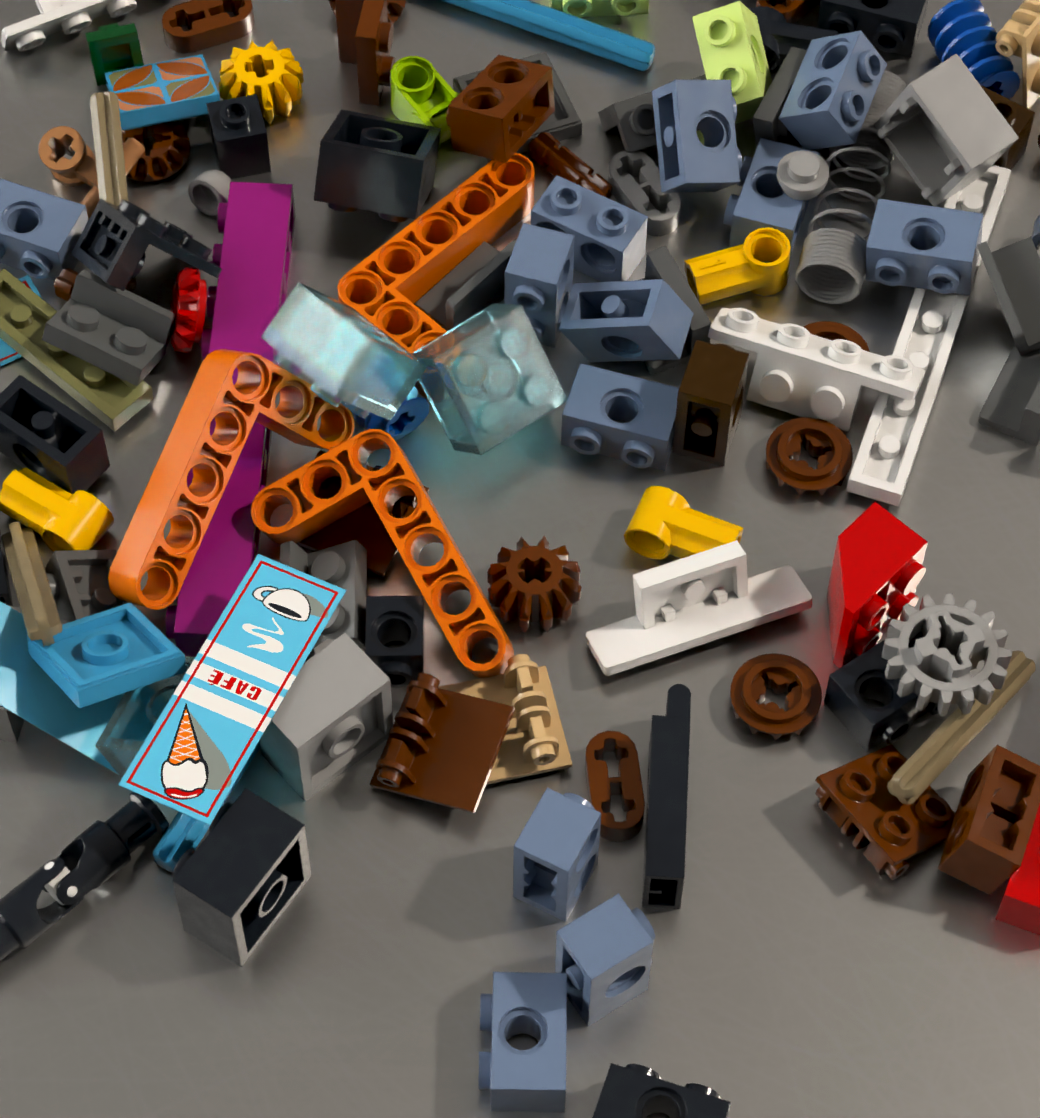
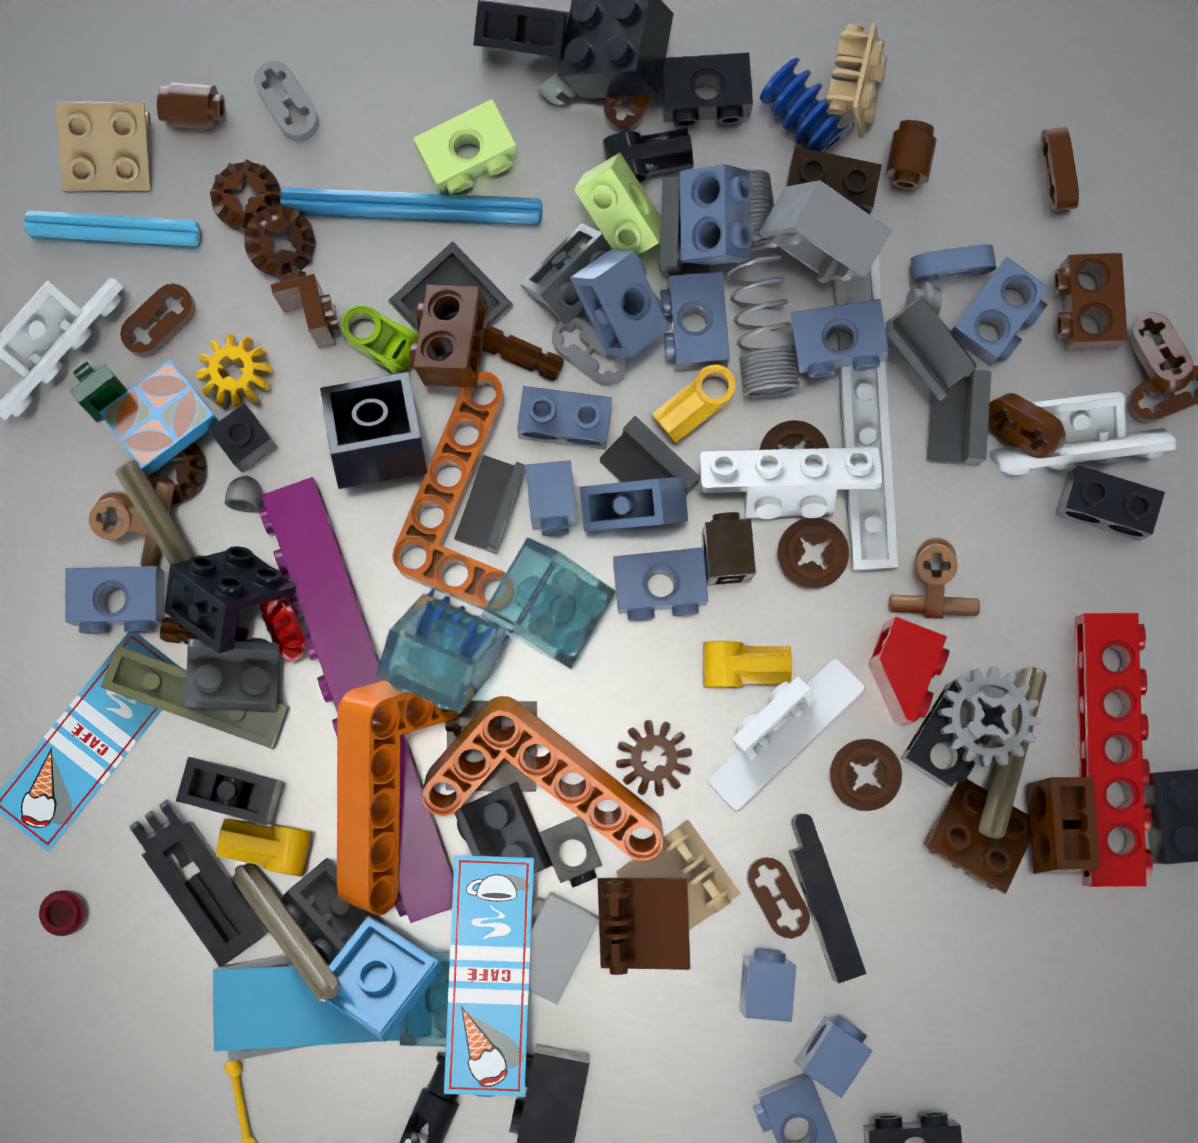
camera: 25 degrees left, 25 degrees up
(802, 174) = (720, 306): light grey plate -> none
(948, 523) = (934, 602): none -> medium nougat piece

